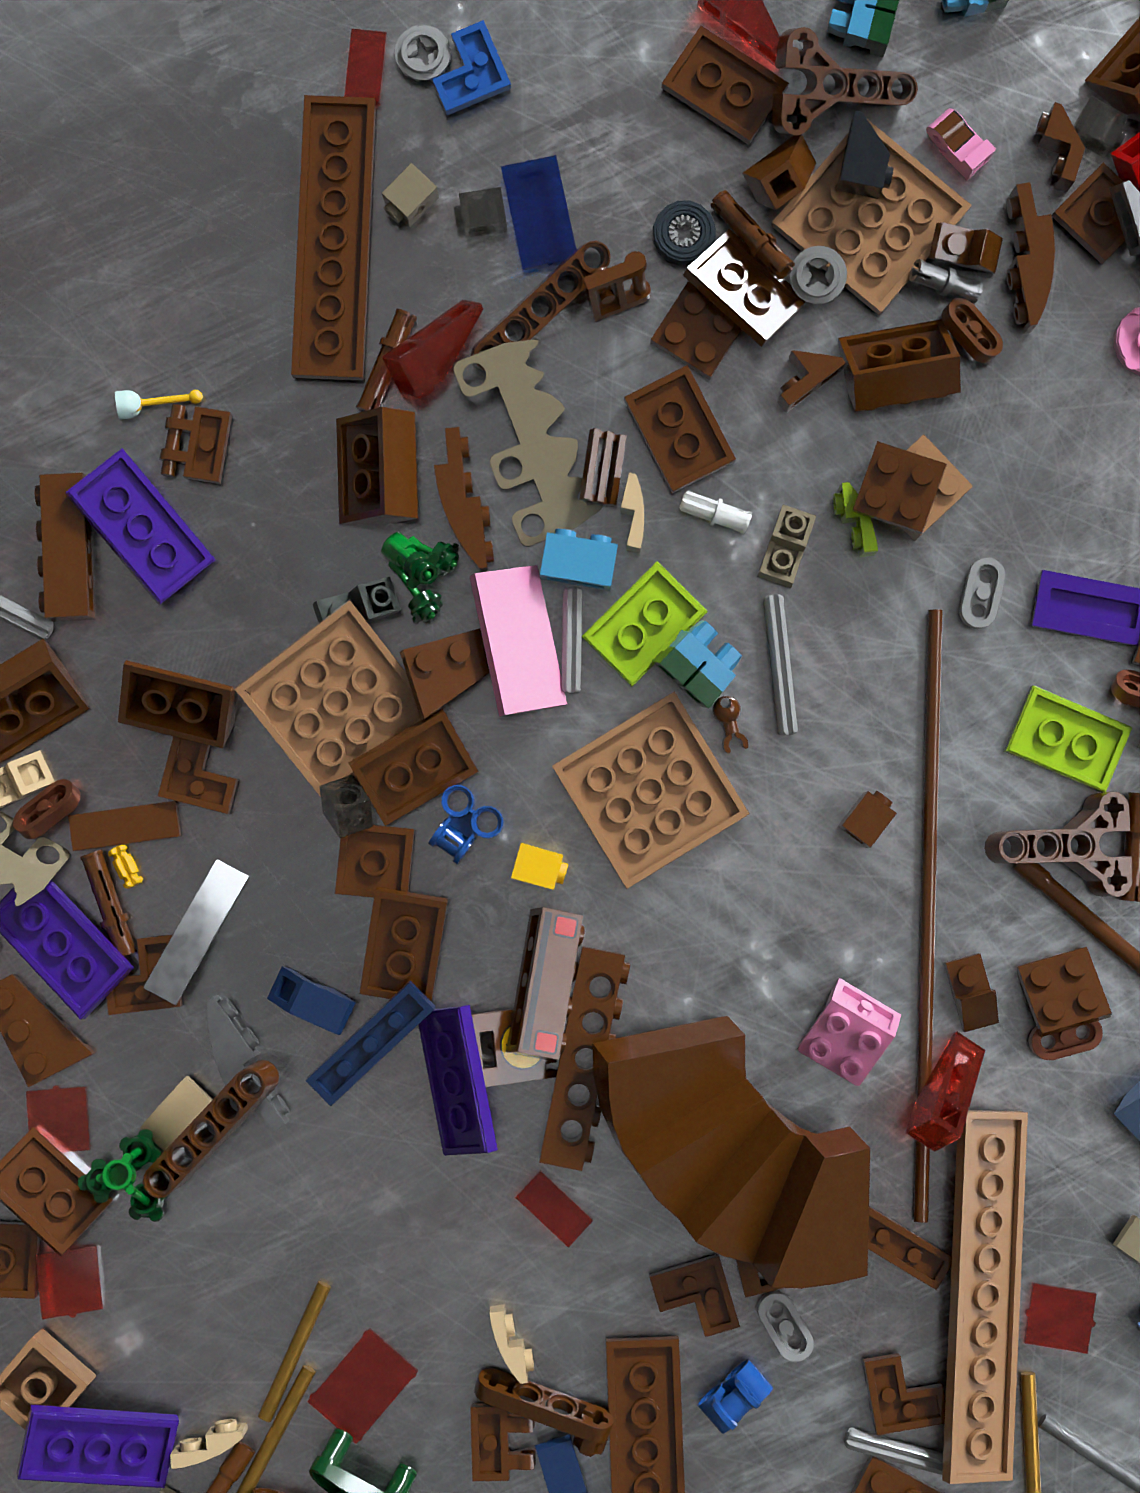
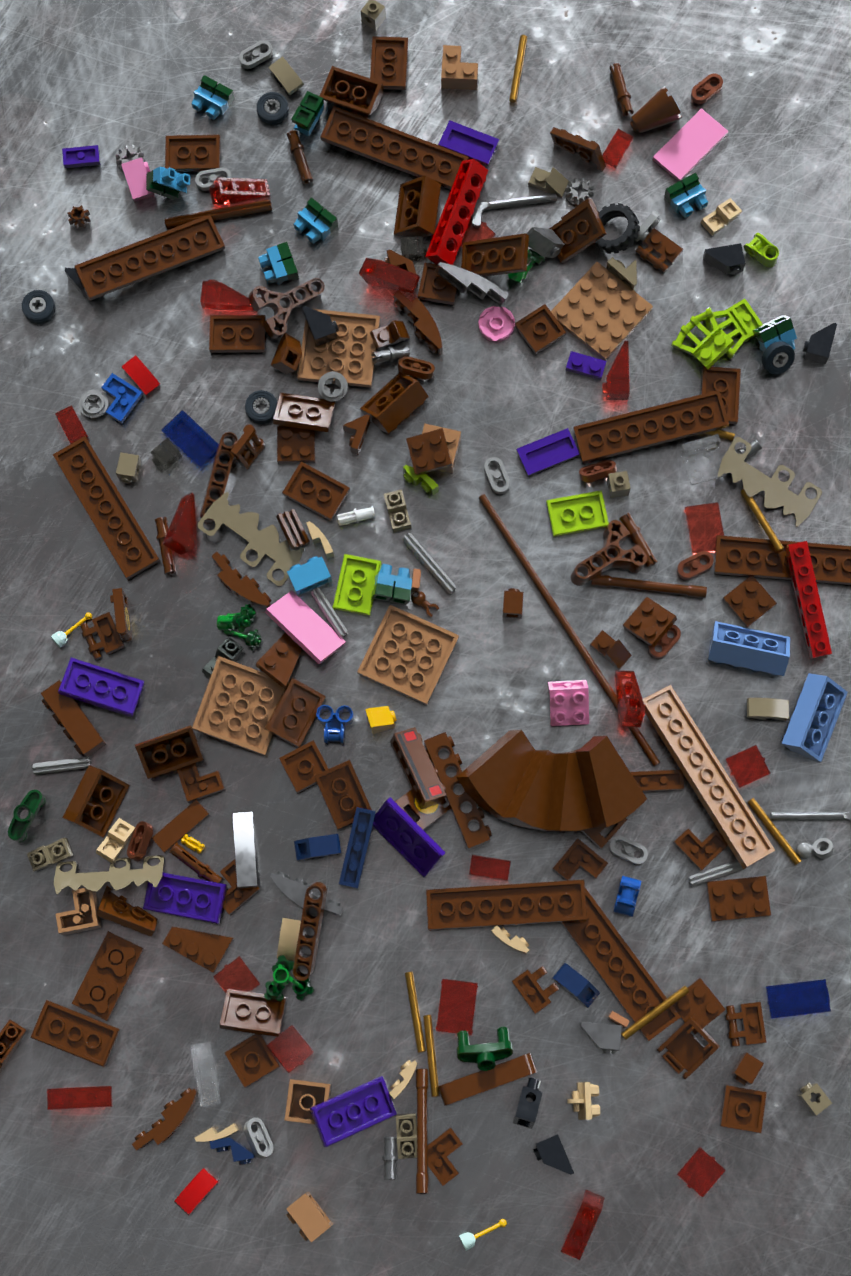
camera: 30 degrees left, 10 degrees down
(245, 431) = (122, 614): none -> reddish brown container
(346, 806) = (276, 748): clear smoke brick -> none
(377, 467) = (191, 593): reddish brown slope -> none
(526, 53) = (140, 375): none -> red slope
(540, 1288) = (506, 904): none -> reddish brown plate
(589, 1431) = (568, 951): reddish brown beam -> none
(744, 675) = (416, 574): none -> nougat tile
(762, 245) = (300, 390): reddish brown pin -> none
(960, 143) = (357, 293): bright pink leg -> none
(1029, 148) = (388, 276): none -> clear red slope

